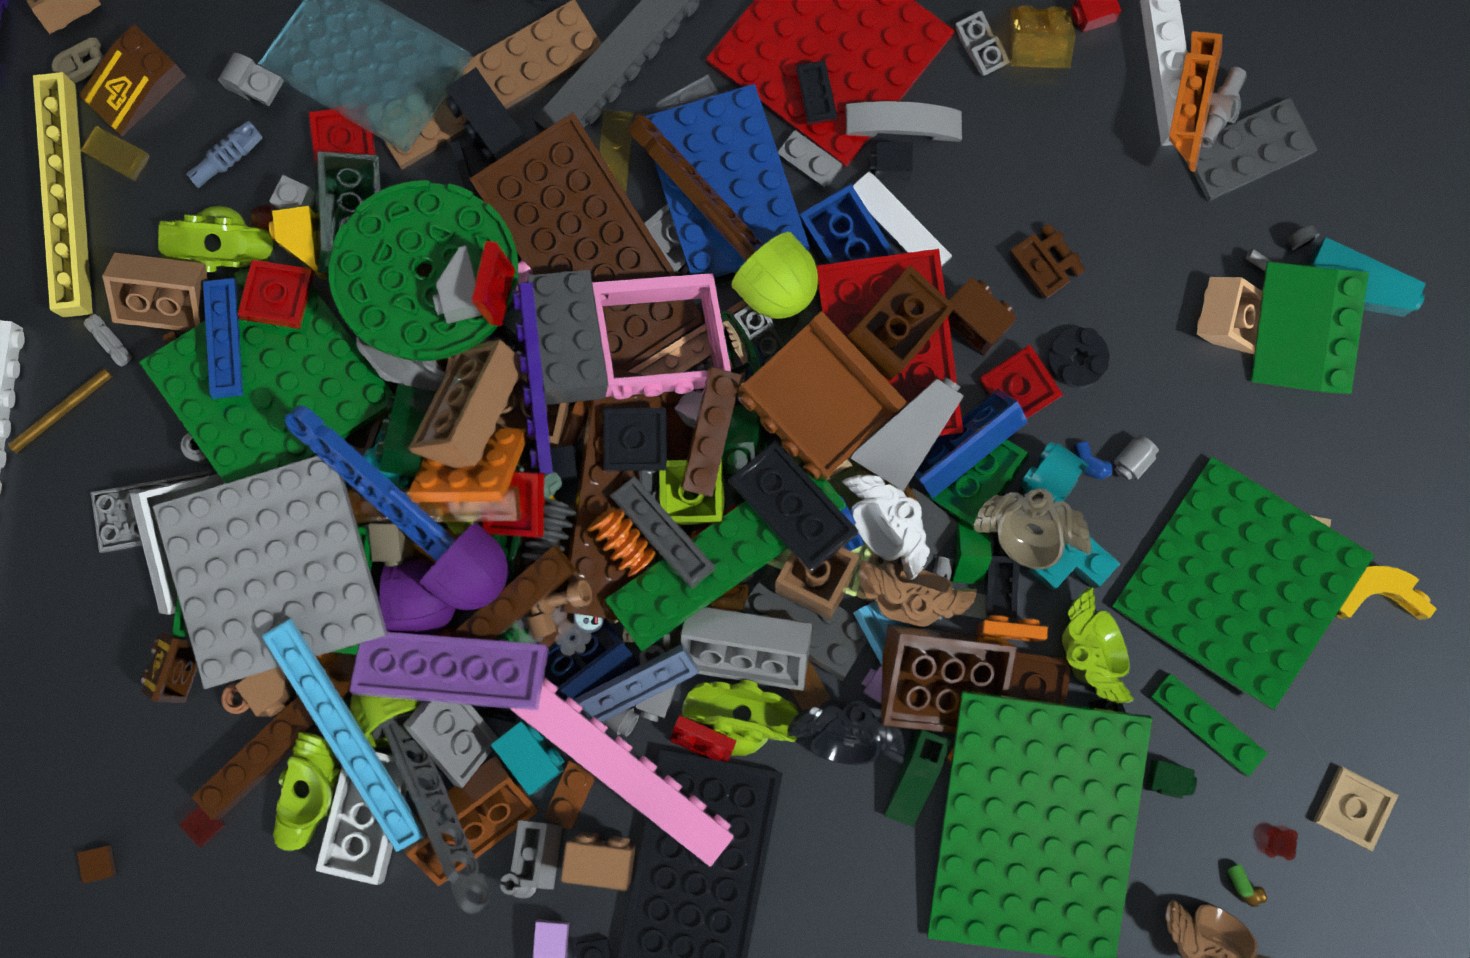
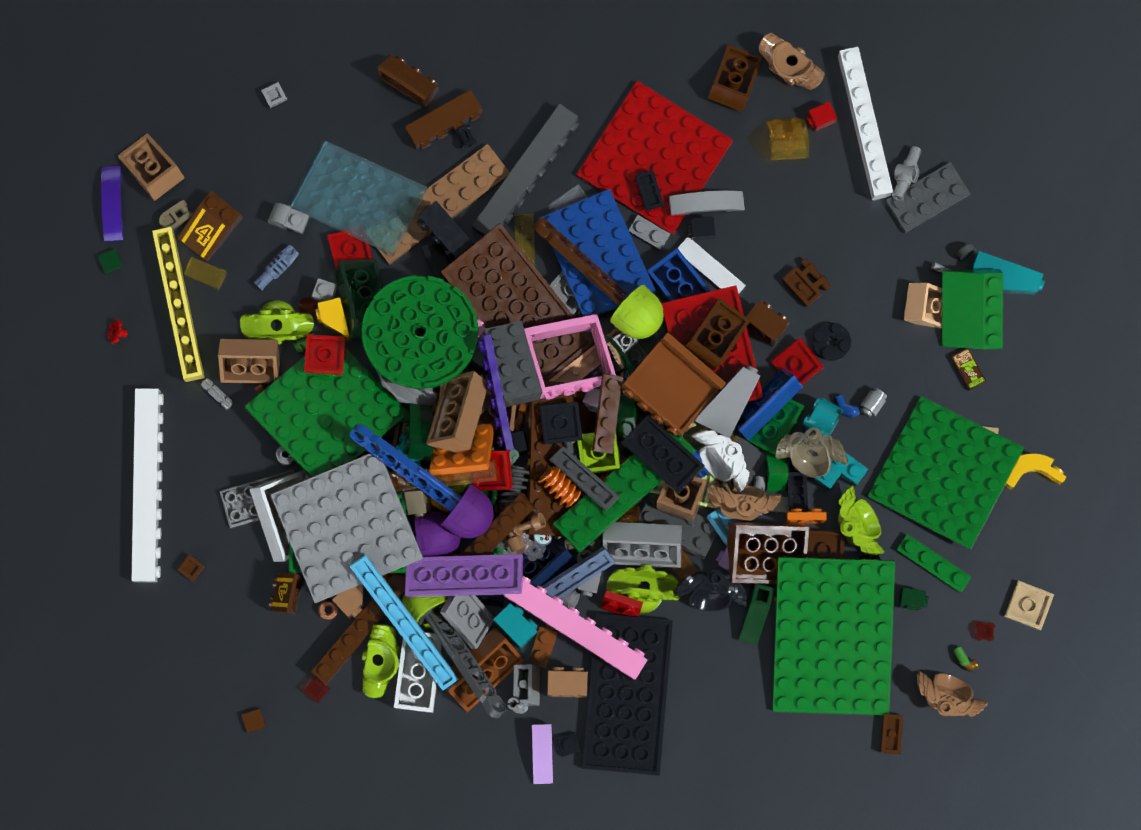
camera: 10 degrees left, 0 degrees up
(29, 609) = (191, 568): none -> reddish brown plate
(60, 410) = (192, 441): pearl gold bar -> none
(223, 338) = (297, 386): blue plate -> none
(457, 289) = (445, 343): light grey slope -> none
(493, 284) = (467, 337): red plate -> none
(981, 44) = (751, 146): light grey slope -> none
(1195, 95) = (888, 170): orange wedge -> none
(1290, 422) = (968, 369): none -> tile

